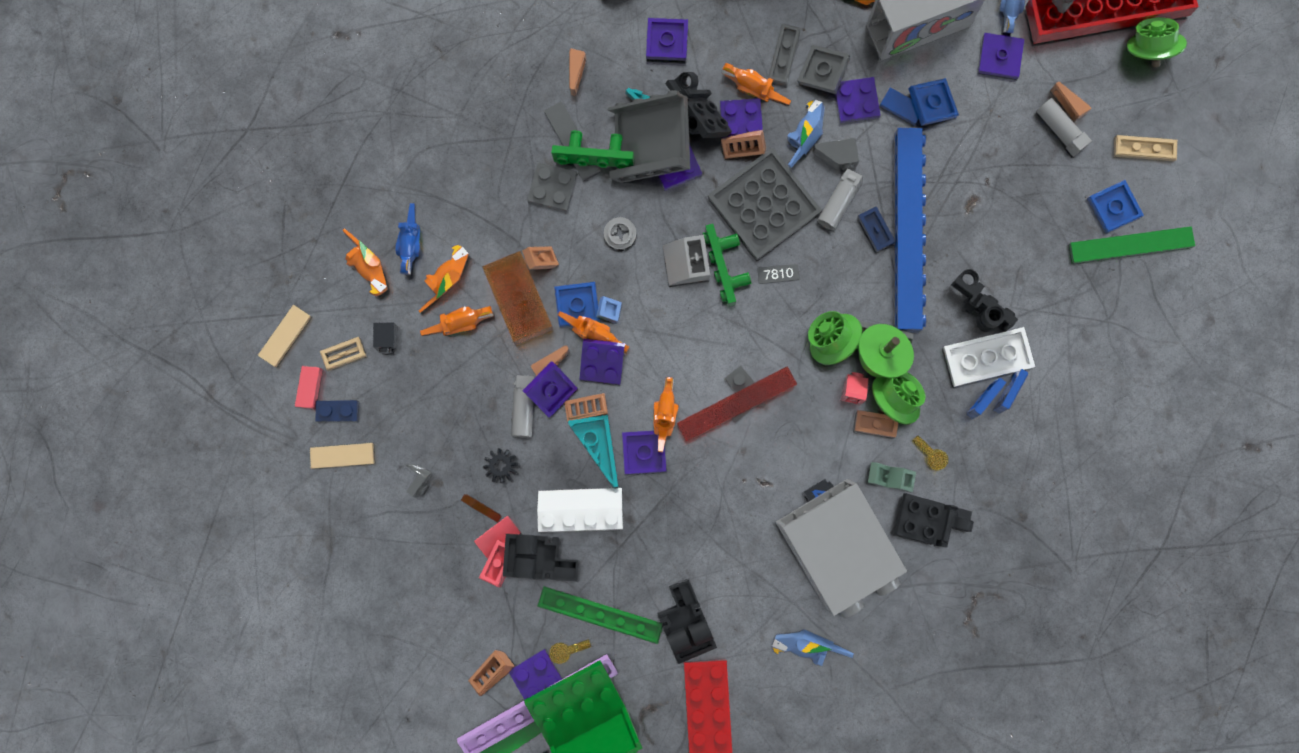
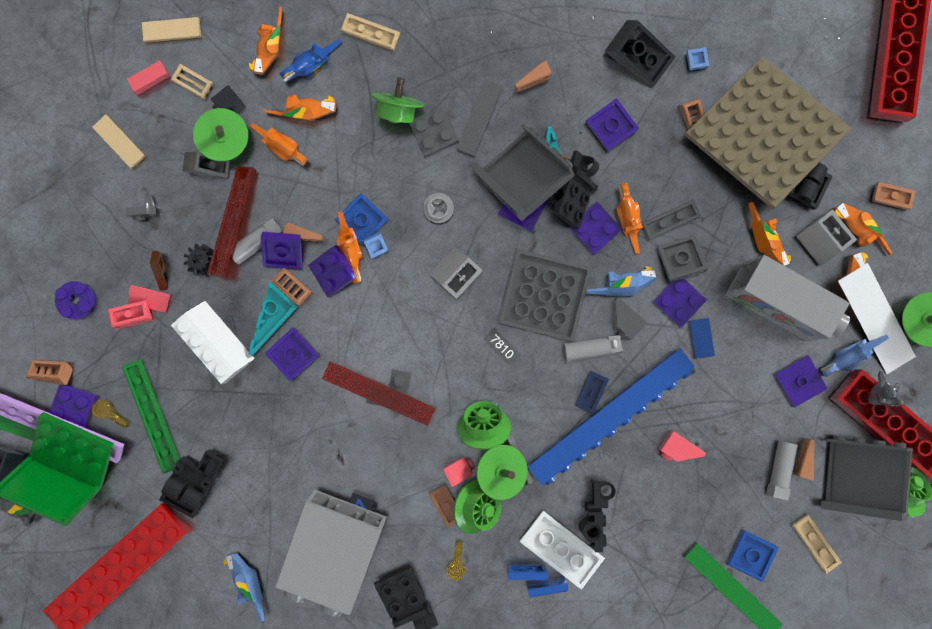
camera: 50 degrees right, 5 degrees up
(337, 411) = (147, 111): dark blue plate -> none
(411, 361) = (220, 134): none -> bright green piece
(424, 397) = (200, 165): none -> dark grey slope
(425, 173) = (370, 32): none -> tan tile
(451, 613) = (63, 300): none -> dark purple plate
(491, 412) = (232, 222): none -> clear red tile
(508, 199) = (395, 106): none -> bright green piece
(517, 298) = (329, 173): clear orange brick -> none
(534, 557) = (151, 338): black plate -> none
(540, 257) = (371, 165): nougat plate -> none
(589, 156) = (480, 148): green plate -> none
(665, 413) = (330, 347): orange animal -> none
(727, 282) = (464, 316): green plate -> none
(750, 136) = (581, 241): nougat slope -> none
(891, 477) = (416, 547): sand green slope -> none
(933, 101) = (723, 358): blue tile -> none
(979, 195) = (679, 448): none -> coral slope
(1123, 61) = (868, 478): none -> dark grey panel

